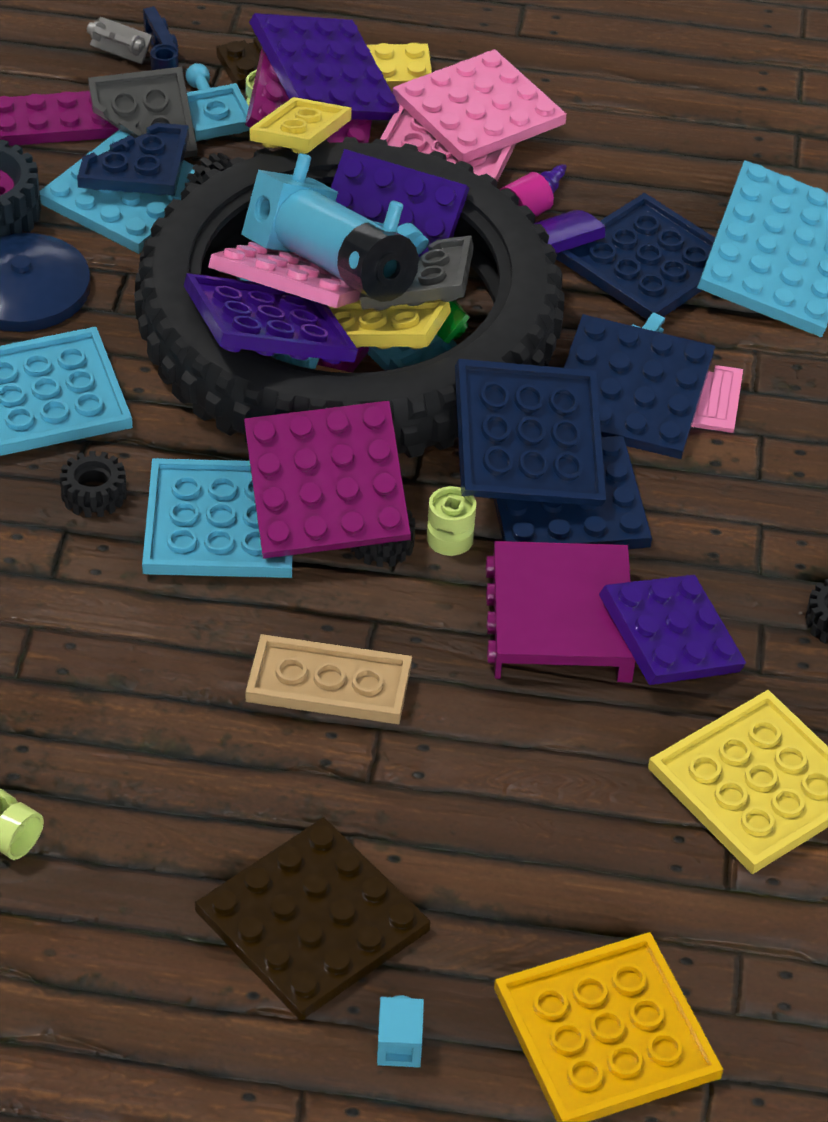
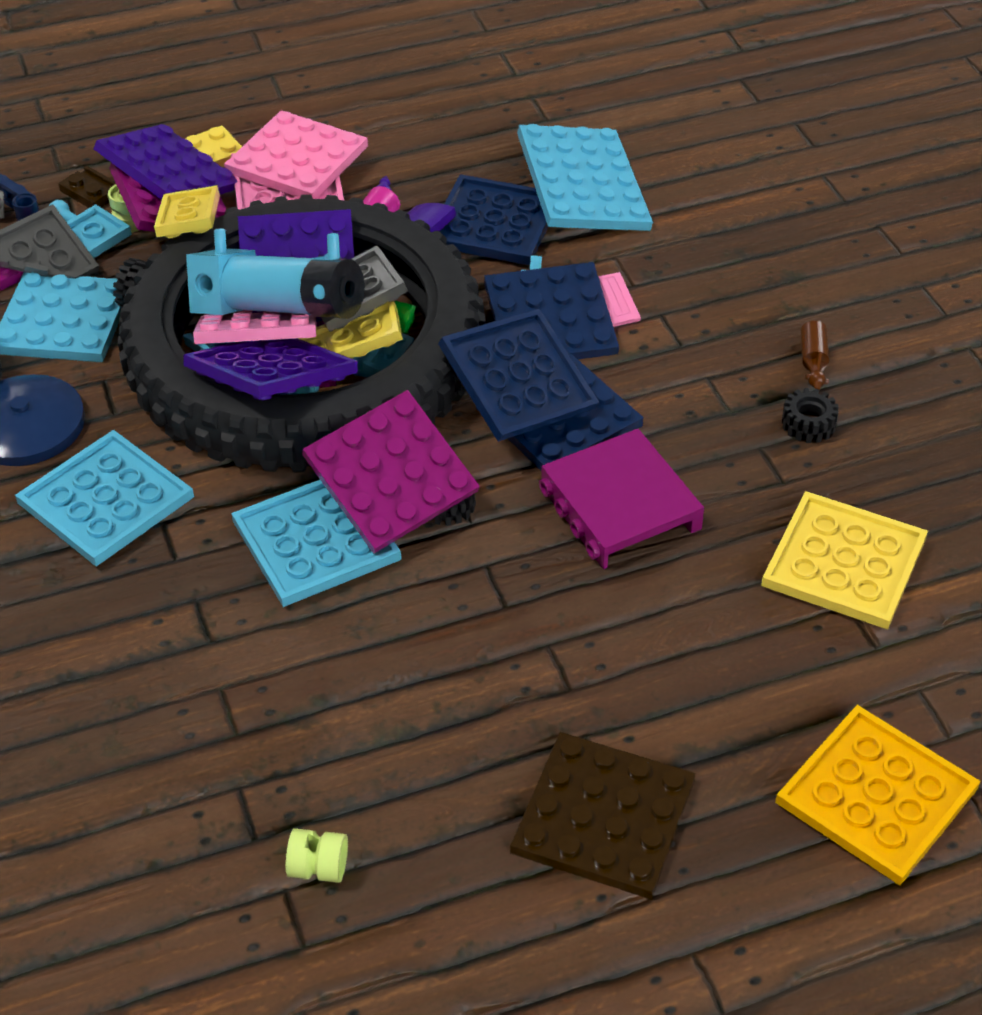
camera: 25 degrees left, 0 degrees up
(93, 498) = (198, 566): black tyre -> none
(138, 164) = (63, 290): dark blue plate -> none
(329, 679) = (487, 624): tan plate -> none
(400, 1031) = (737, 869): medium azure brick -> none
(451, 521) = (495, 465): yellowish green wheel -> none
(672, 629) = (711, 476): dark purple plate -> none

